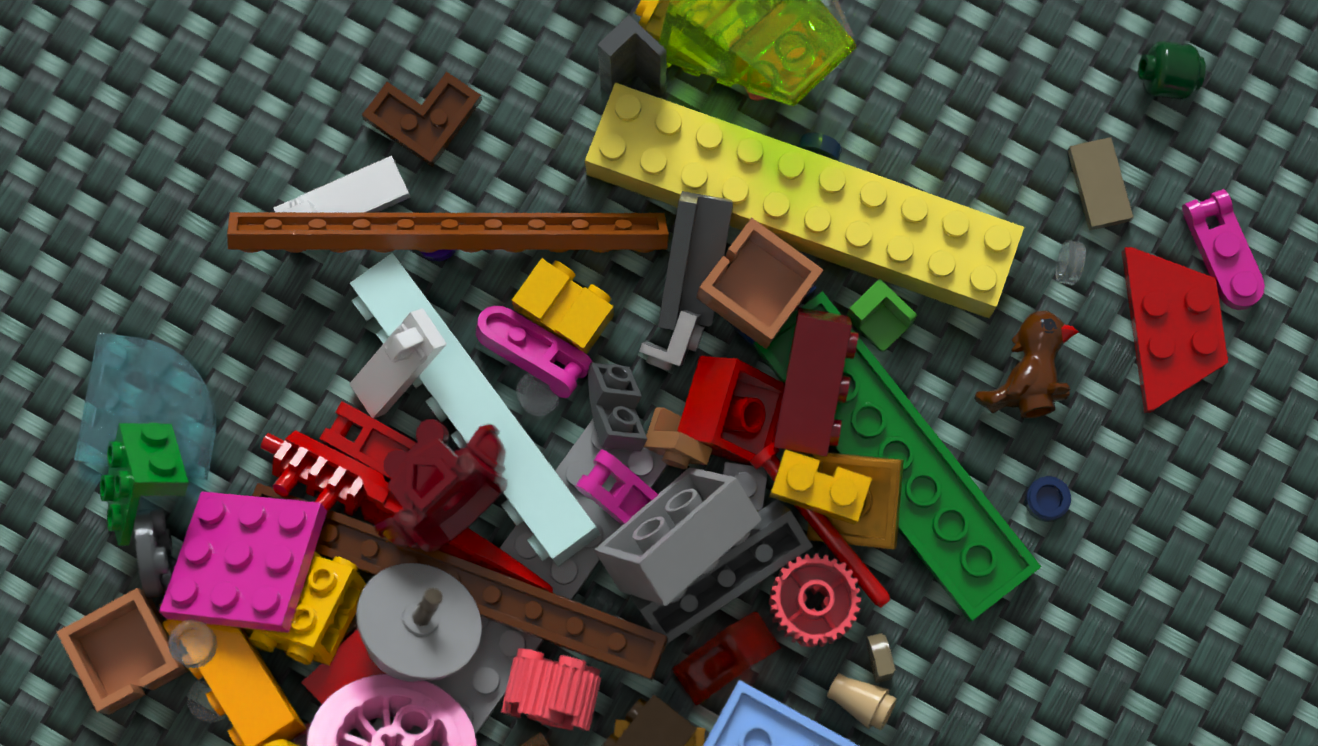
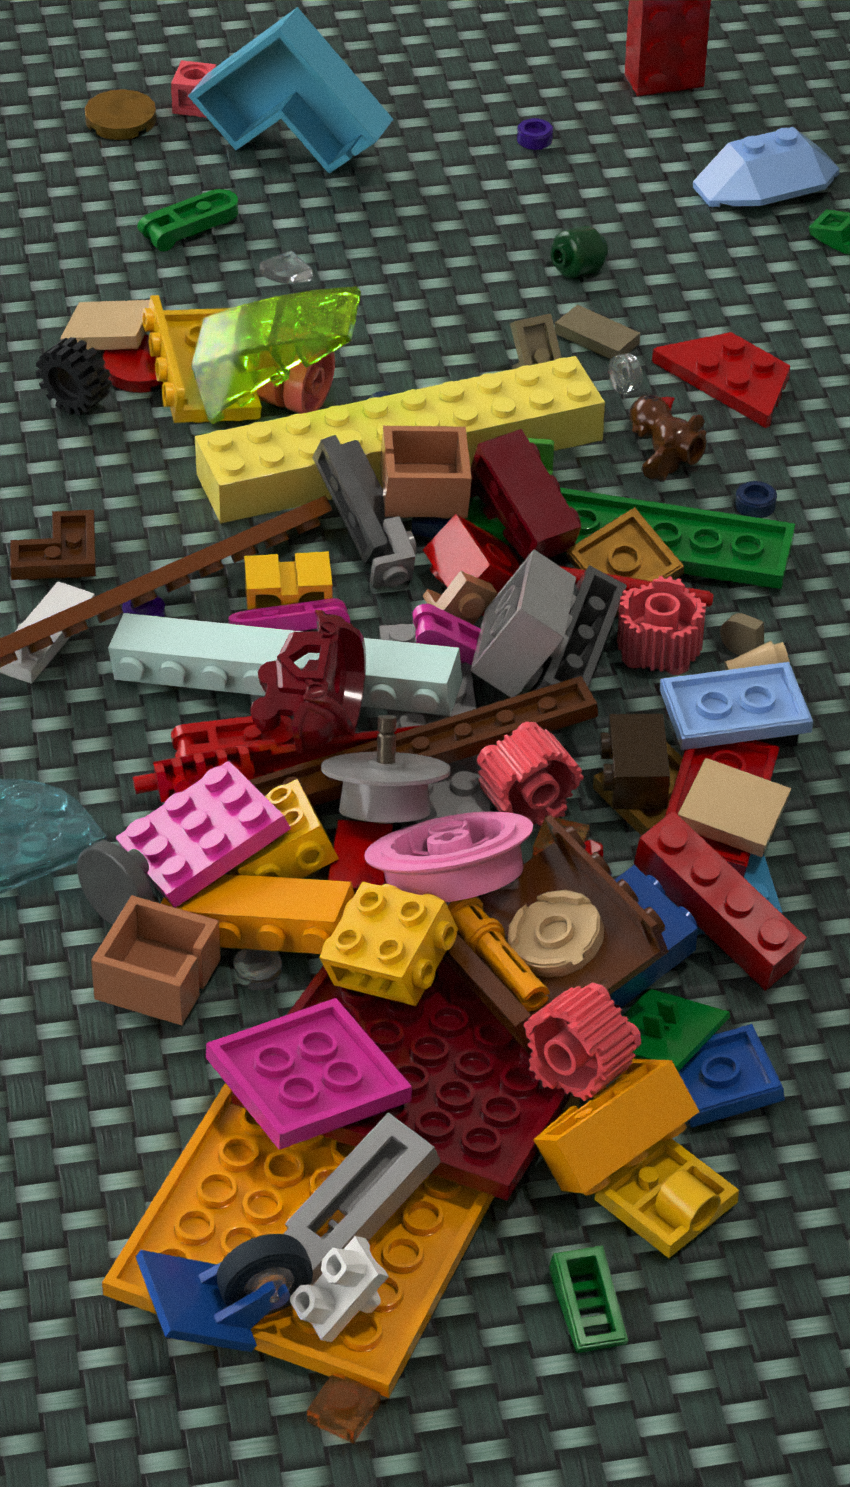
camera: 40 degrees left, 35 degrees down
(140, 463) = (53, 844): green bracket -> none
(192, 644) = (215, 899): clear tile -> none
(398, 363) = (199, 659): white hinge -> none
(613, 406) = (383, 607): dark grey slope -> none
(632, 52) = (199, 403): dark grey panel -> none
(726, 657) = (634, 686): clear red slope -> none
(833, 496) = (604, 541): yellow brick -> none
(1009, 183) = (535, 340): none -> dark tan slope
(1225, 251) = (717, 317): dark pink plate -> none

